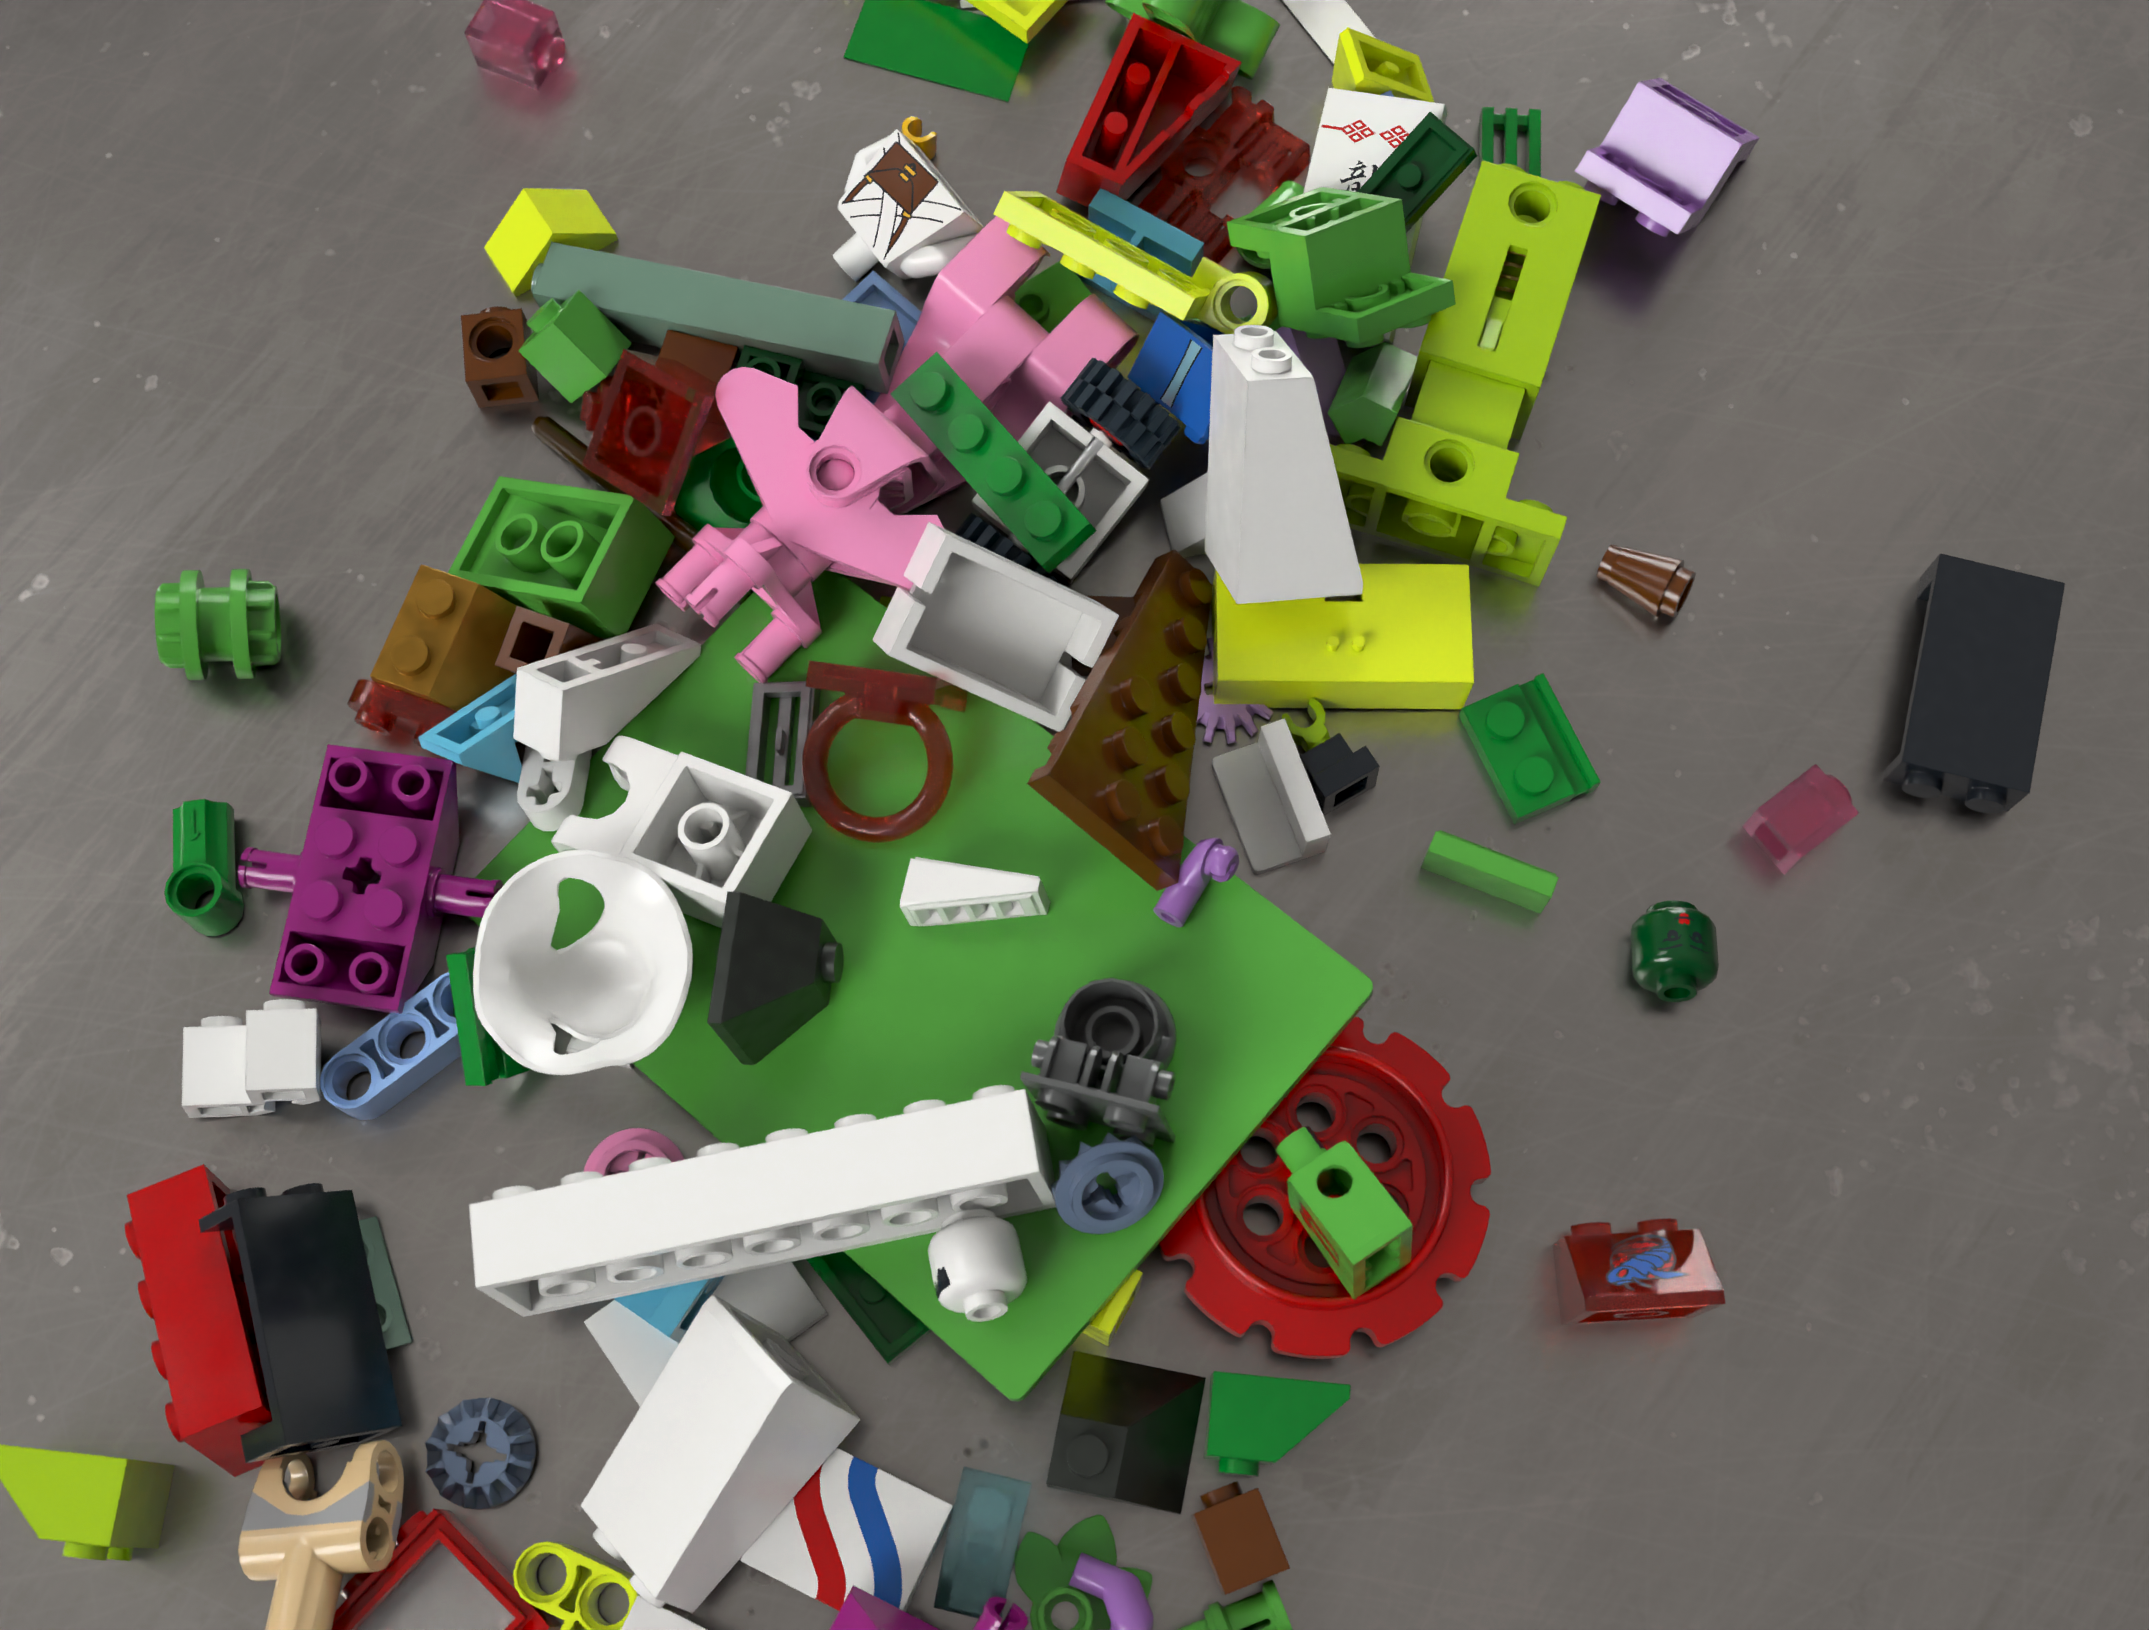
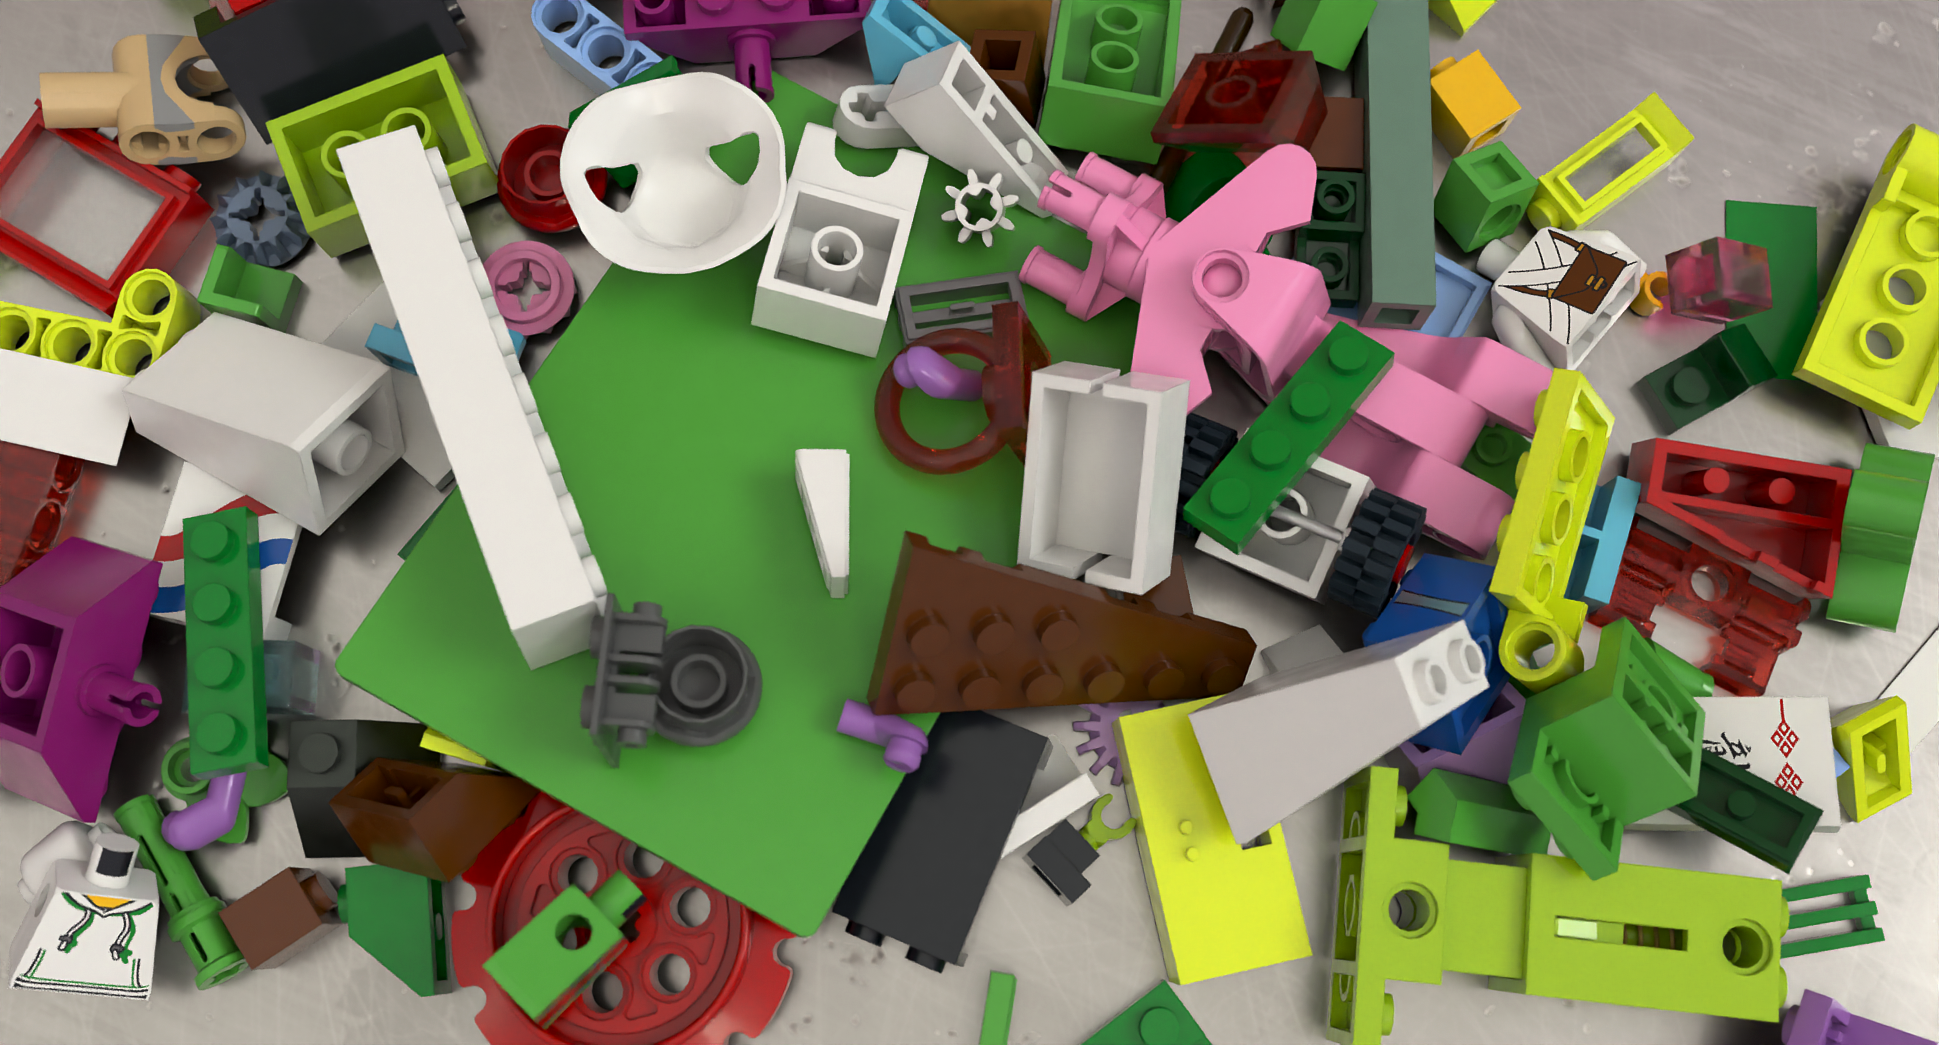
camera: 75 degrees right, 5 degrees up
(436, 1327) = (418, 96): none -> lime brick
(525, 1129) = (532, 183): none -> red piece
(563, 1471) = (249, 290): none -> bright green panel
(680, 684) = (977, 191): none -> white gear
(694, 240) = (1469, 104): none -> yellow brick
(769, 974) = (703, 343): pearl dark grey slope -> none
(791, 144) = (1609, 167): none -> neon yellow window
(792, 248) = (1483, 196): none -> bright green brick
(848, 769) = (936, 375): none -> medium lavender arm
(925, 78) = (1718, 281): none -> clear pink brick
(952, 1531) = (224, 644): none -> green plate
(977, 1264) = (447, 601): white head -> none
(1010, 116) = (1706, 378): none -> dark green slope
(1092, 1208) = (529, 692): sand blue gear -> none
(1174, 1349) = (428, 813): none -> reddish brown slope
(1302, 860) = (943, 838): none -> black panel

